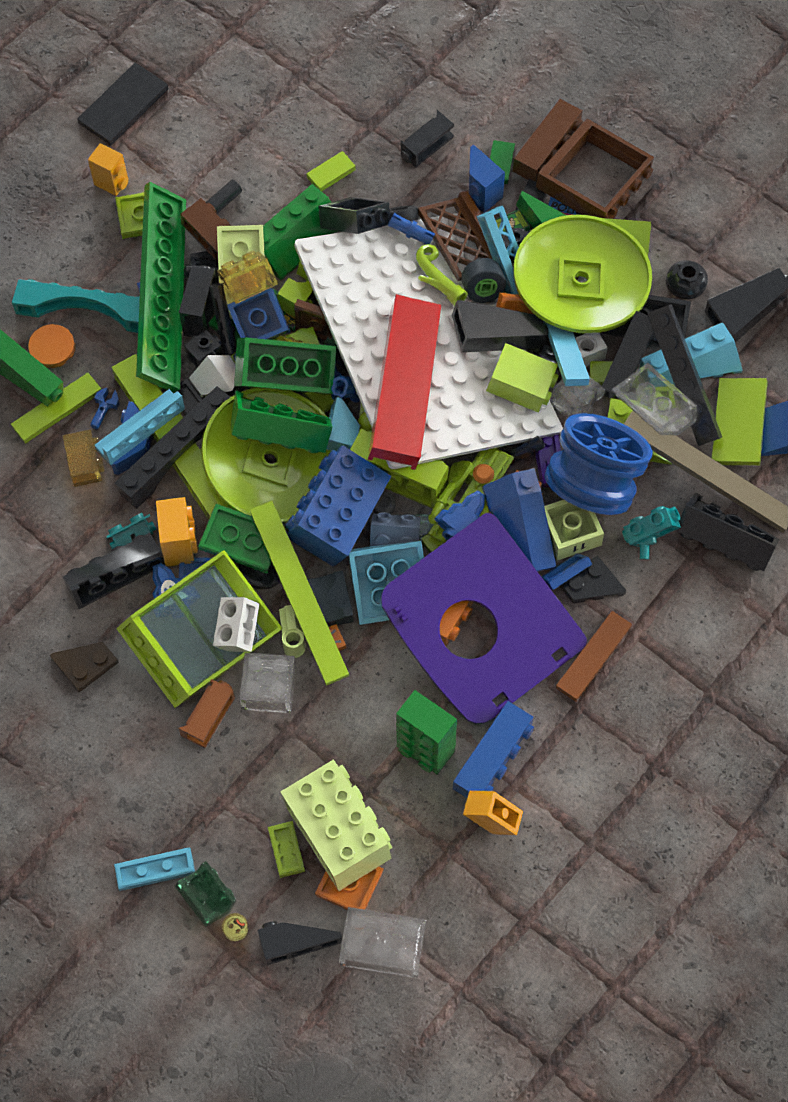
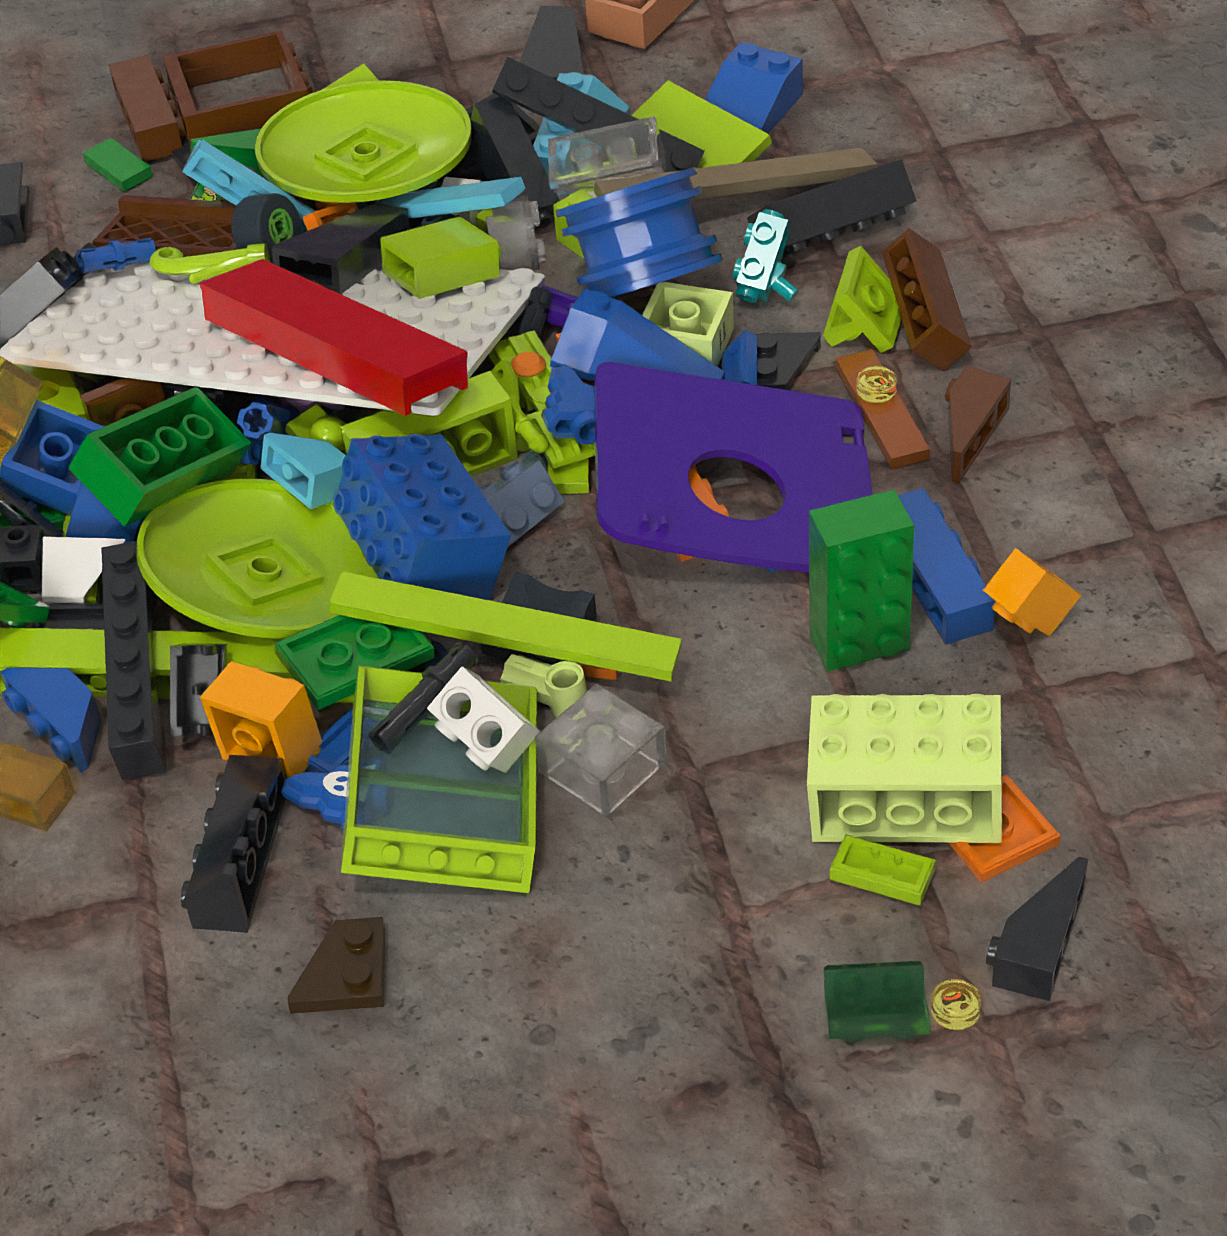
camera: 50 degrees left, 20 degrees down
(138, 526) = (190, 806): teal hinge -> none
(140, 426) = (57, 672): medium azure fence -> none
(154, 869) = (771, 1060): medium azure tile -> none
(177, 483) = (191, 673): none -> black hinge
(208, 713) = (581, 847): dark orange window -> none
(238, 589) = (414, 705): none -> black pin
(279, 425) = (236, 508): green wedge -> none
(374, 569) = (564, 544): medium azure slope -> none
(382, 942) = (1130, 824): clear brick -> none
(485, 180) = (121, 167): blue slope -> none
(602, 644) = (876, 384): none -> clear yellow tile
(616, 704) = (976, 408): none -> reddish brown slope
(658, 601) = (863, 304): none -> lime bracket
(684, 627) = (926, 300): none -> reddish brown brick
(686, 287) = (464, 85): black piece -> none

